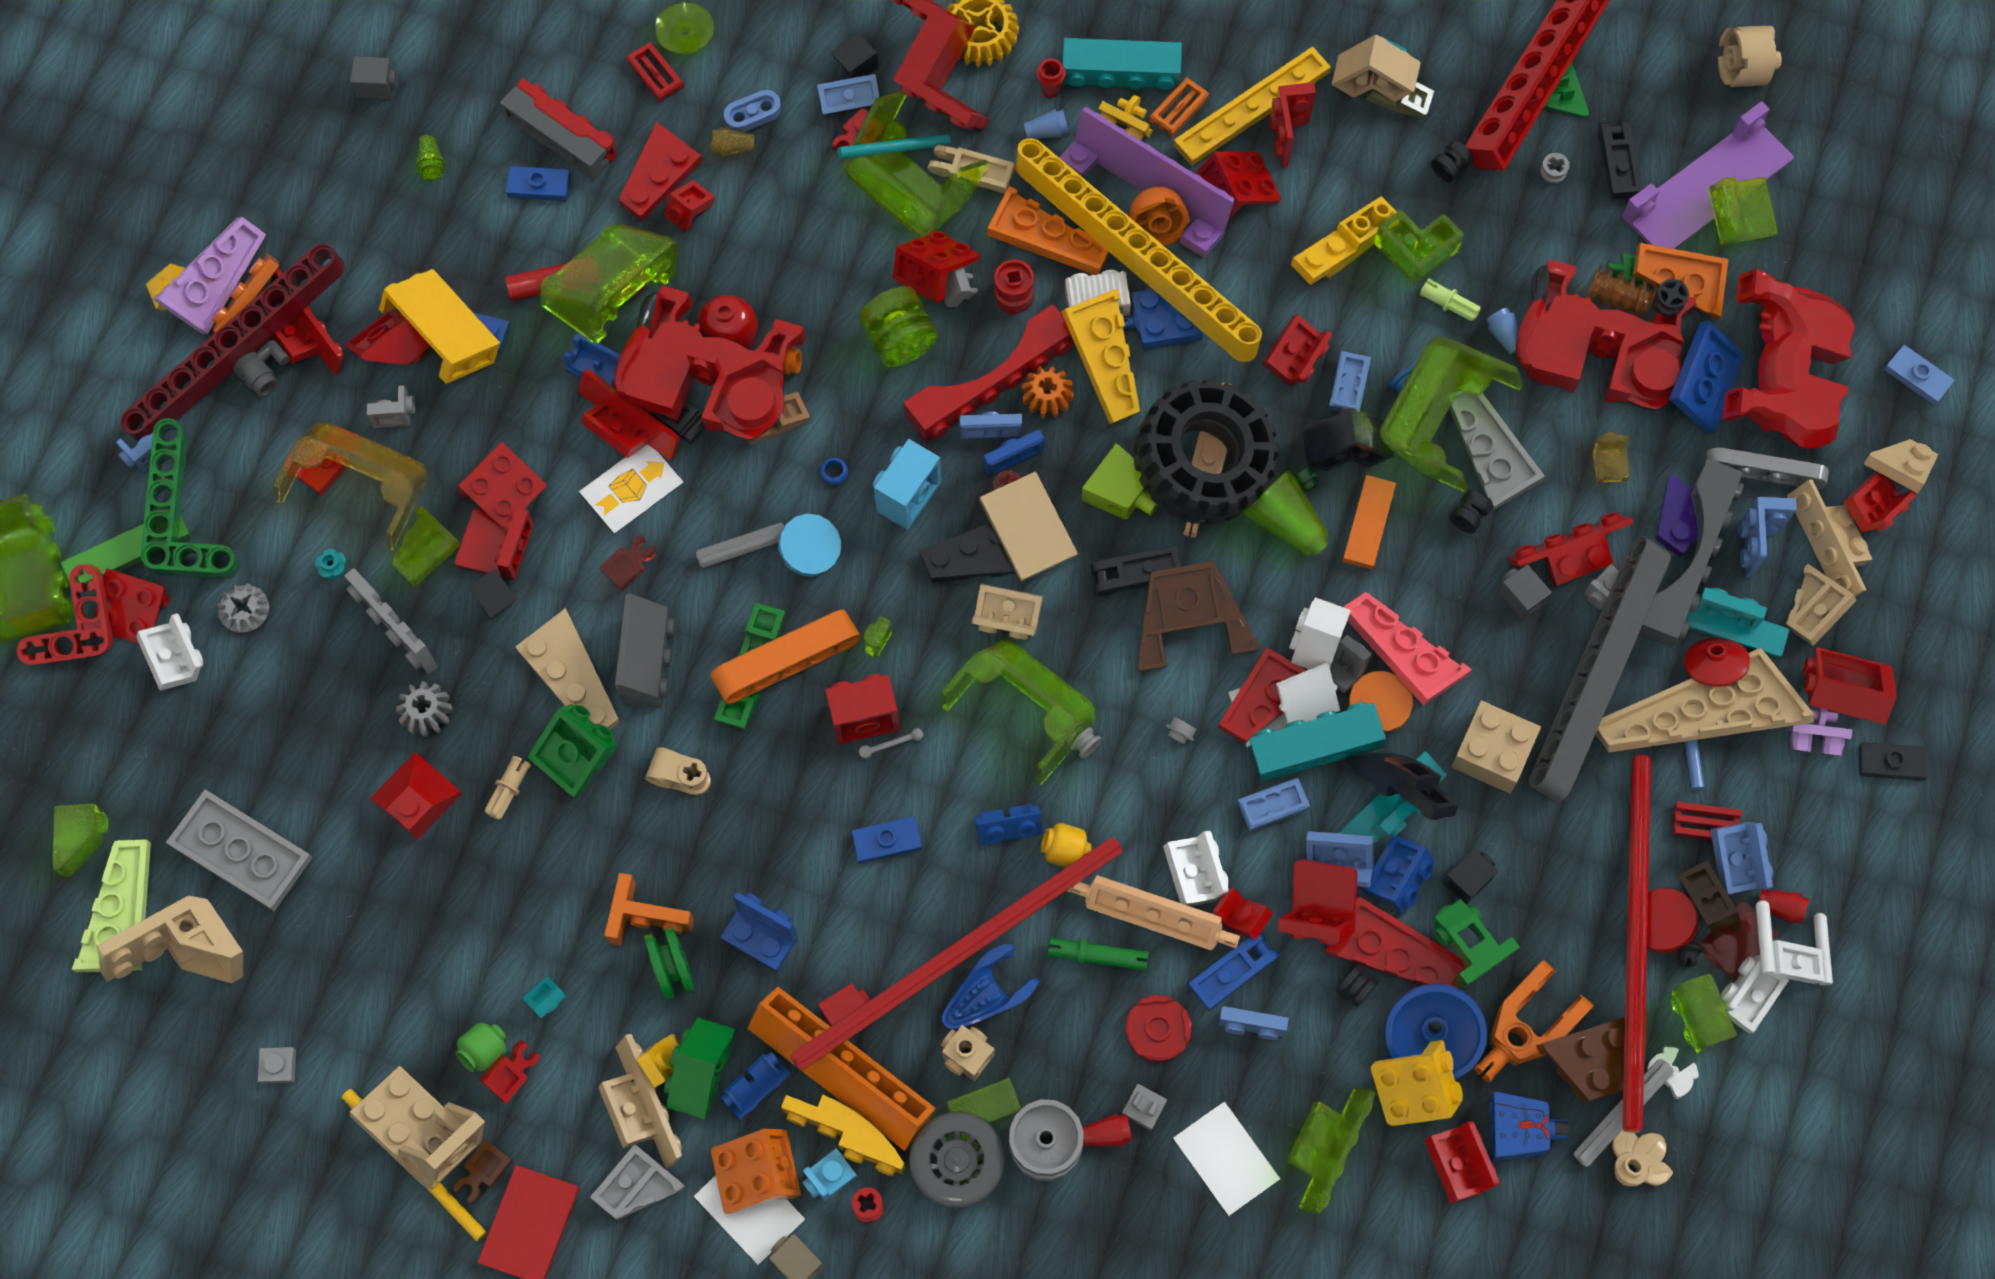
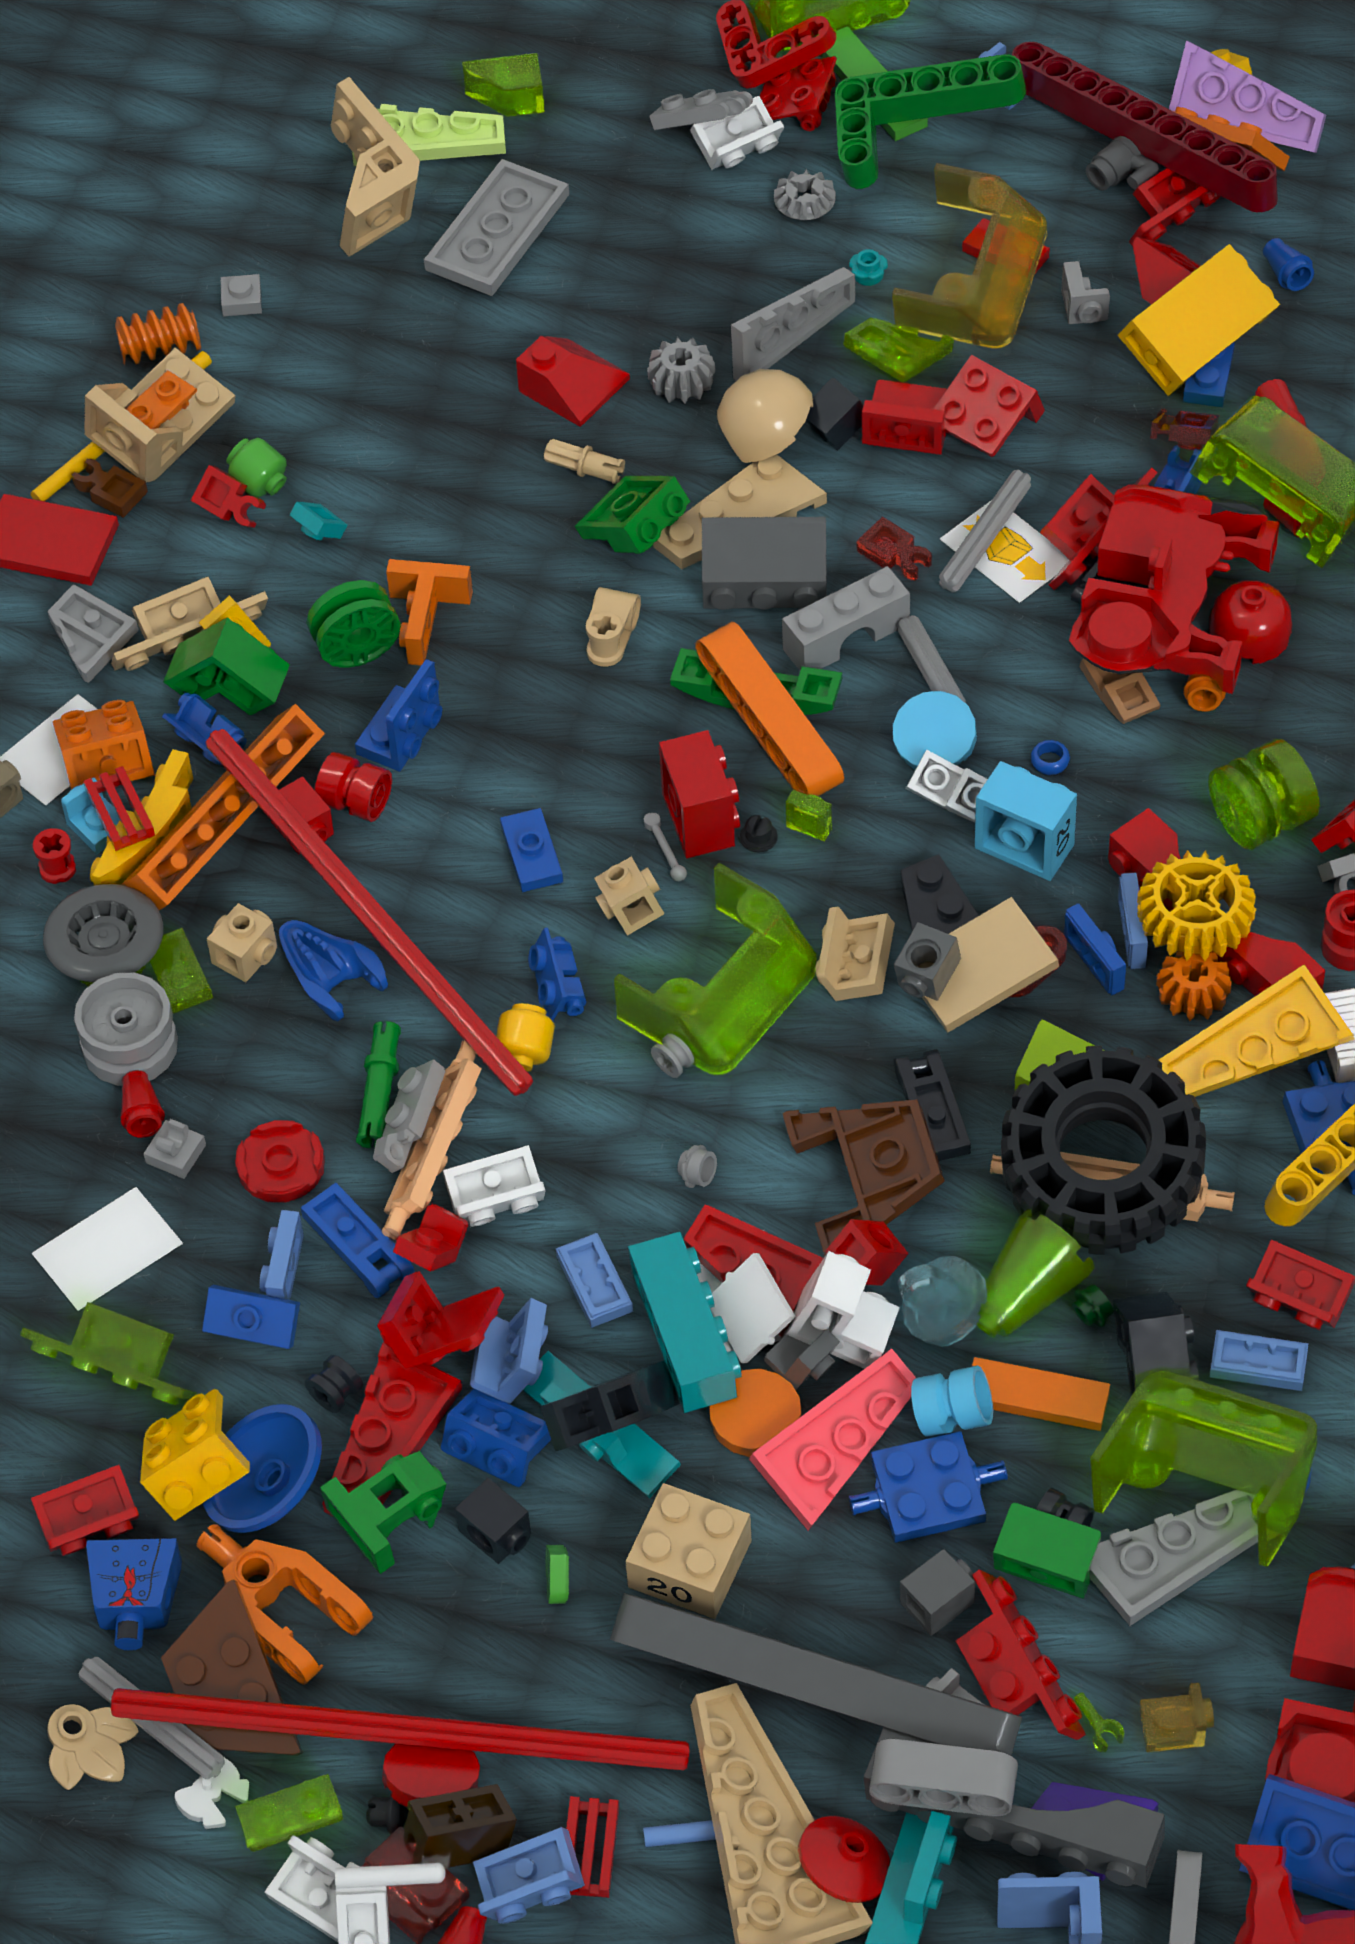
camera: 90 degrees right, 15 degrees down
(144, 677) = (700, 108): none -> light grey hinge
(319, 1133) = (157, 333): none -> orange piece
(382, 263) = (1290, 266): none -> blue cone
(423, 1120) = (162, 400): none -> orange hinge
(490, 643) = (763, 413): none -> tan cylinder
(543, 346) = (1187, 428): none -> clear red plate
(617, 497) = (984, 531): none -> light grey axle
(699, 598) = (817, 631): none -> light grey arch
(821, 973) = (362, 788): none -> red wheel
(836, 1134) = (108, 784): none -> red tile
(861, 535) = (946, 785): none -> white slope
(891, 670) = (758, 834): none -> black piece
(957, 765) = (629, 895): none -> tan brick
(1006, 358) = (1196, 921): none -> yellow gear
(1034, 543) = (927, 946): none -> dark grey brick
(1130, 929) = (408, 1114): none -> light grey hinge
(1266, 617) = (872, 1247): none -> red brick
(1299, 1046) = (251, 1316): none -> blue plate
(1305, 570) = (942, 1300): none -> clear light blue tile
(1388, 569) = (957, 1400): none -> medium azure wheel
(1441, 595) = (928, 1487): none -> blue plate
(1498, 520) = (1046, 1550): none -> green panel
(1508, 835) = (557, 1574): none -> bright green tile
(1615, 504) = (1099, 1724): none -> clear neon green hand
(1689, 584) = (943, 1777): none -> light grey beam

